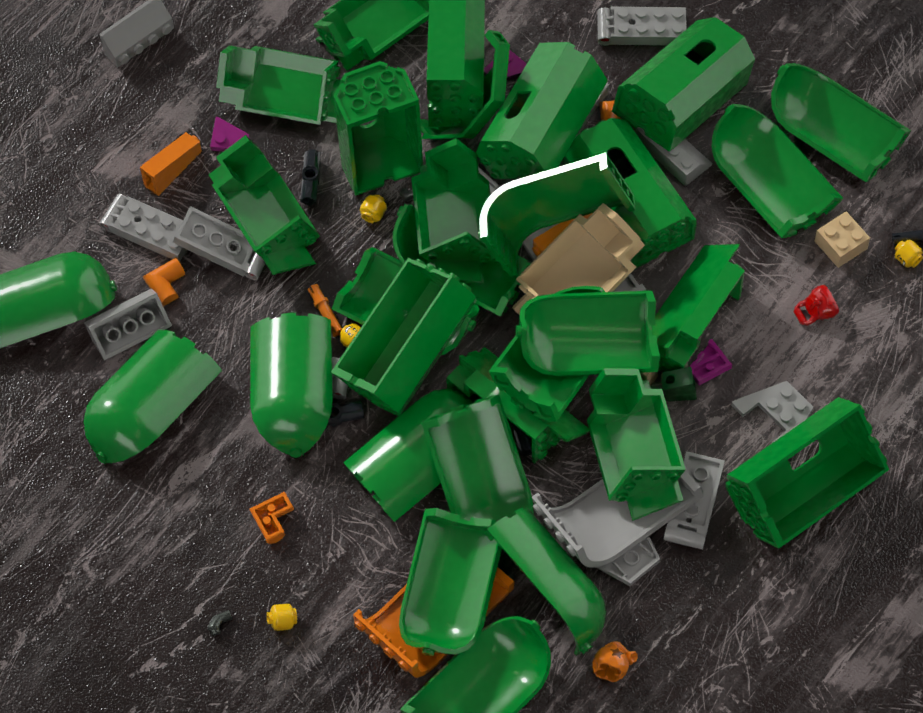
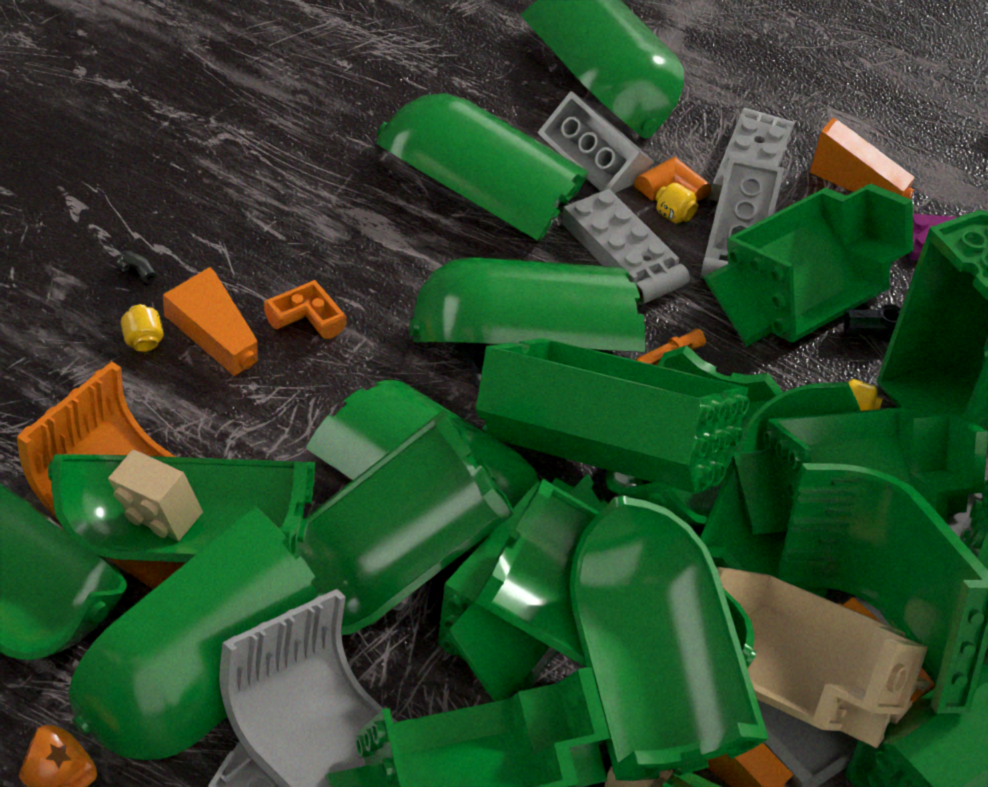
camera: 75 degrees right, 15 degrees down
(189, 281) = (676, 203): none -> yellow head
(227, 318) = (624, 241): none -> light grey hinge
(277, 574) = (212, 321): none -> orange slope
(444, 599) = (155, 495): none -> tan brick

